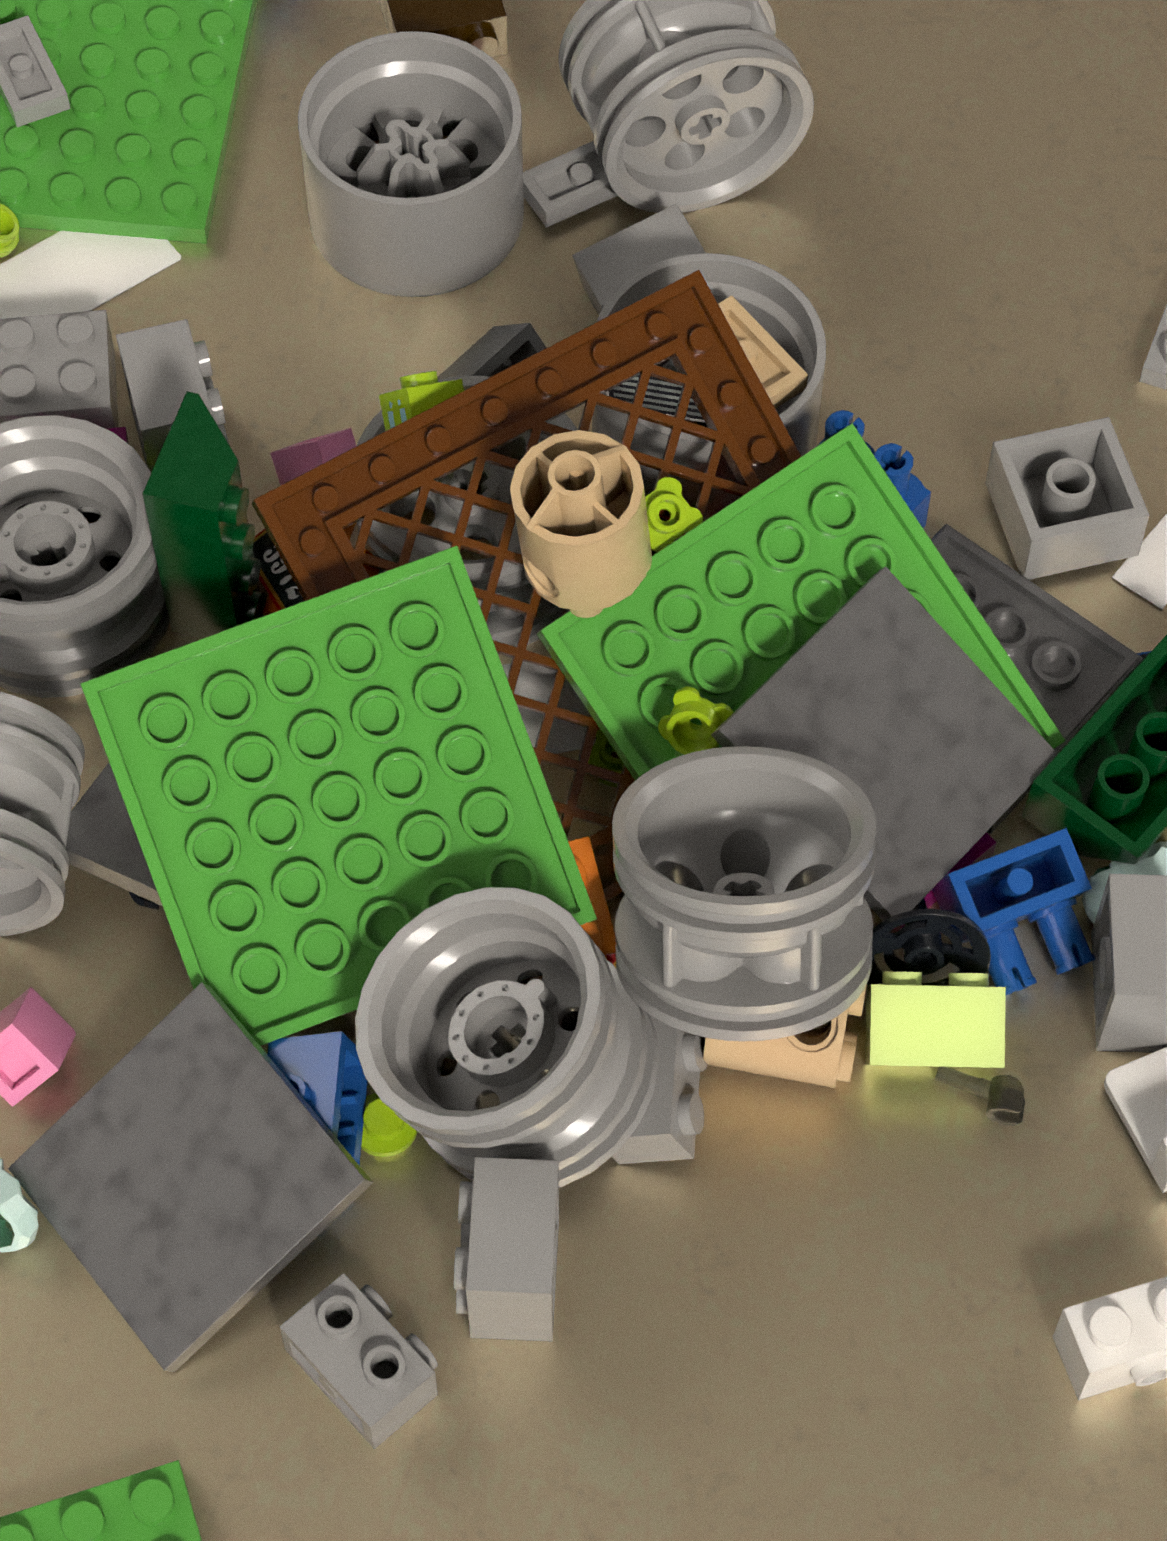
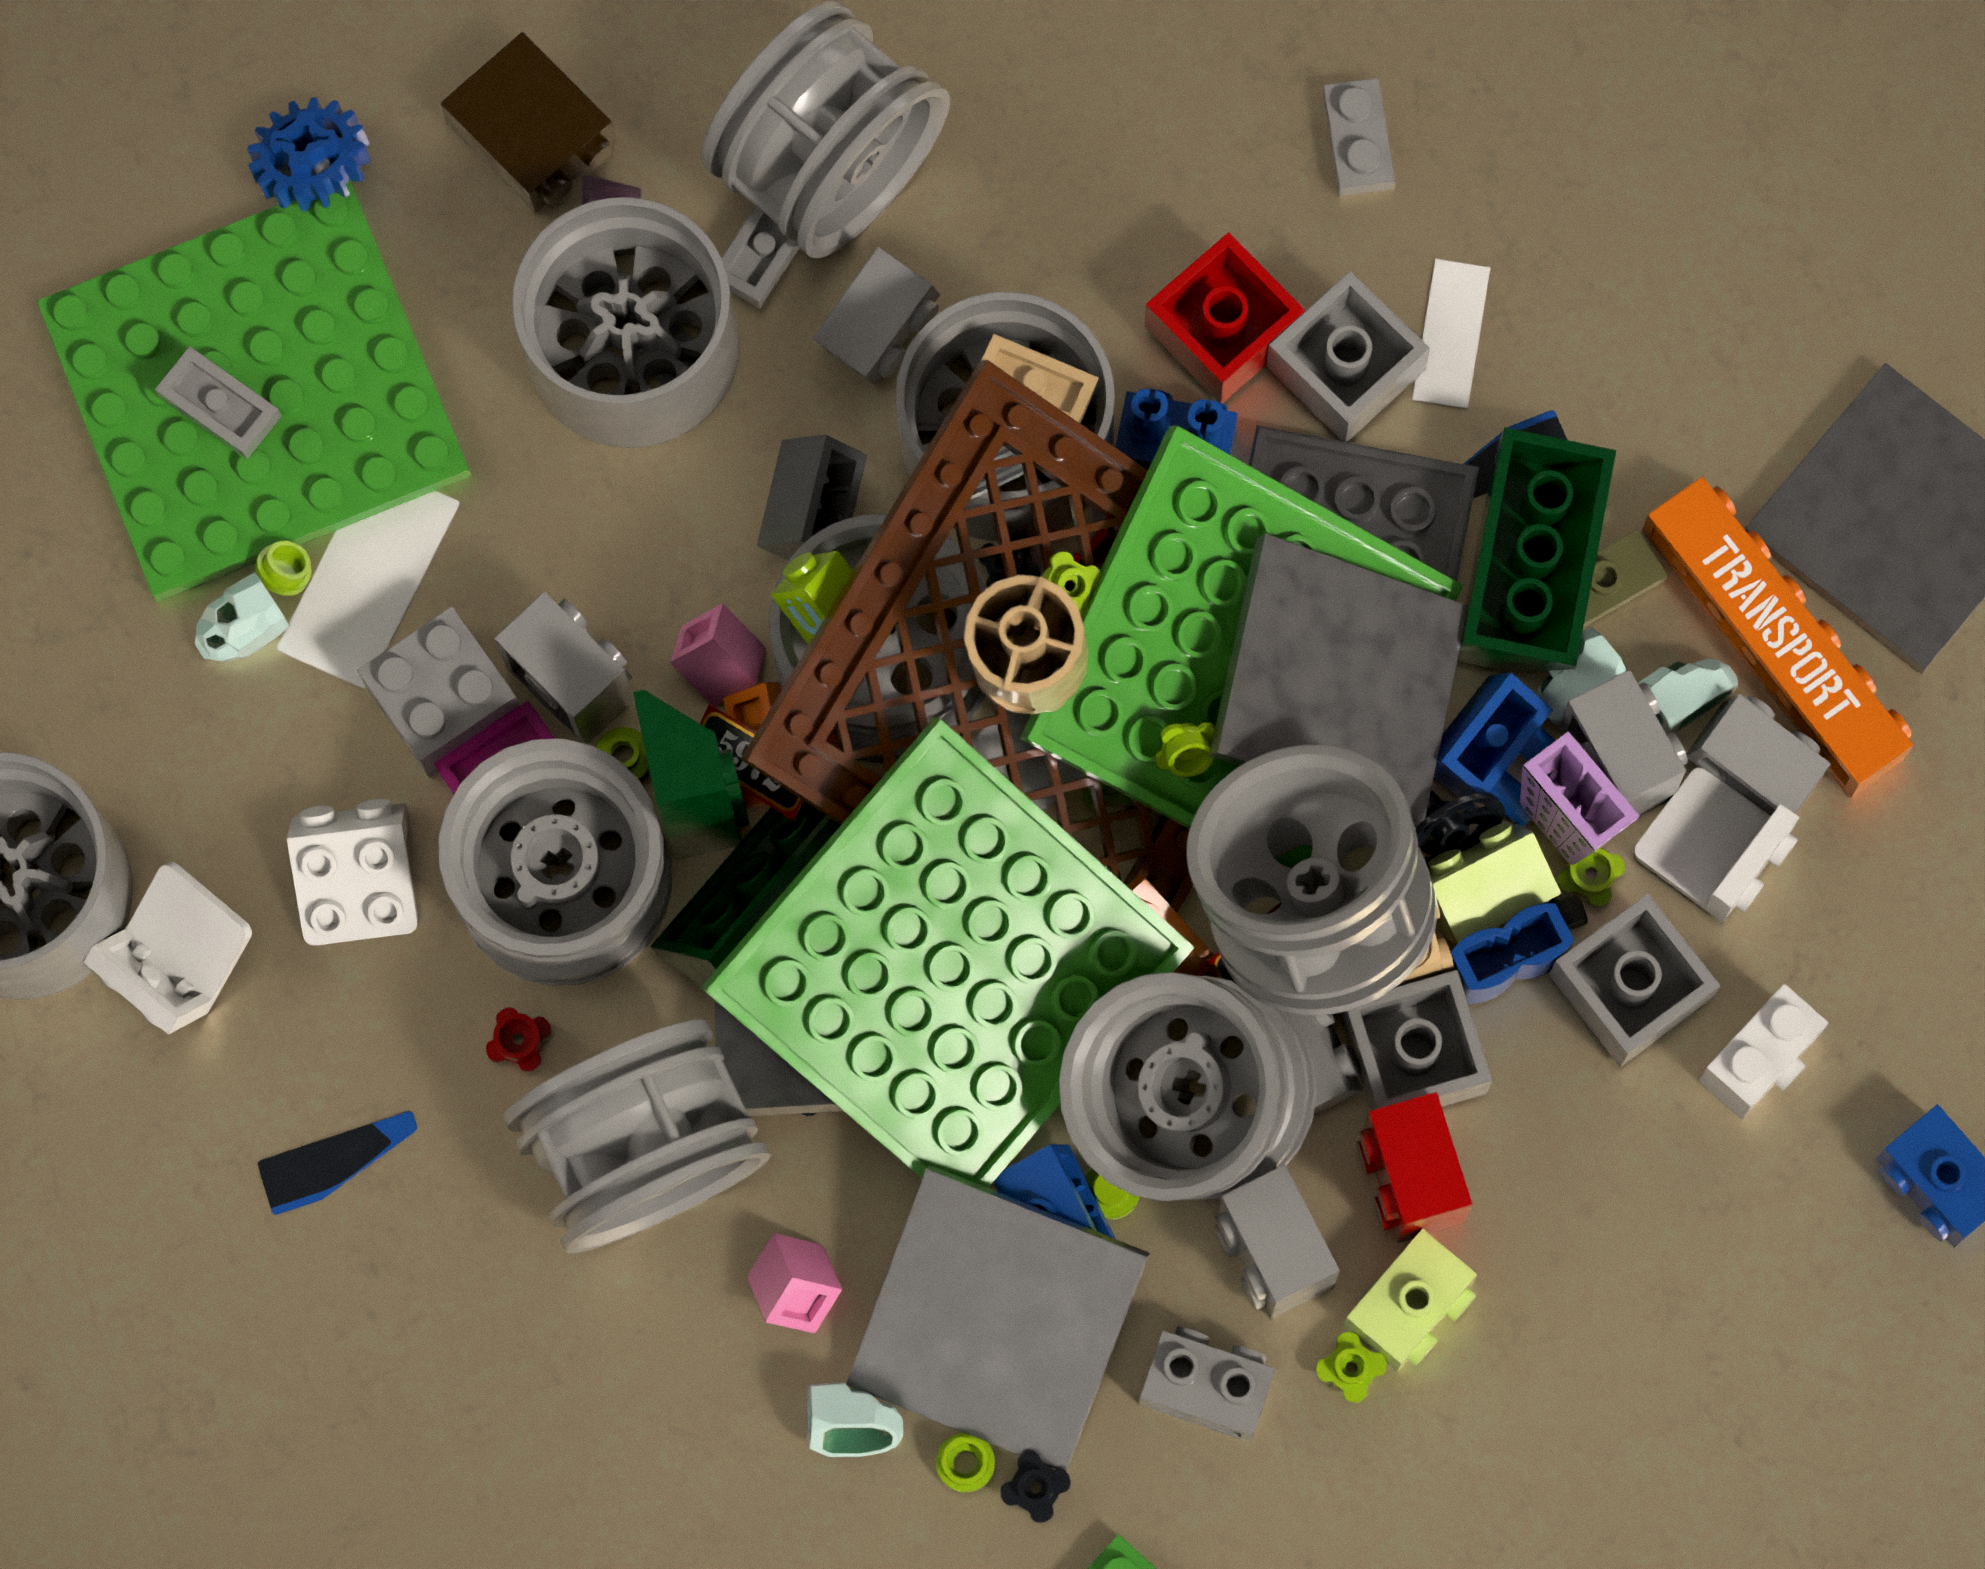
camera: 25 degrees left, 15 degrees up
(66, 1290) = (960, 1444): none -> lime plate
(145, 1371) = (1018, 1489): none -> black plate
(520, 1444) = (1351, 1384): none -> lime plate
(620, 1389) = (1412, 1300): none -> yellowish green brick
(695, 1250) = (1414, 1168): none -> red brick
(769, 1140) = (1418, 1044): none -> light grey brick
(932, 1100) = (1521, 950): none -> blue brick
(958, 404) = (1221, 317): none -> red brick
(1035, 1191) = (1634, 980): none -> light grey brick
(1054, 1058) = (1597, 890): none -> lime plate
(1069, 994) = (1577, 802): none -> lavender torso

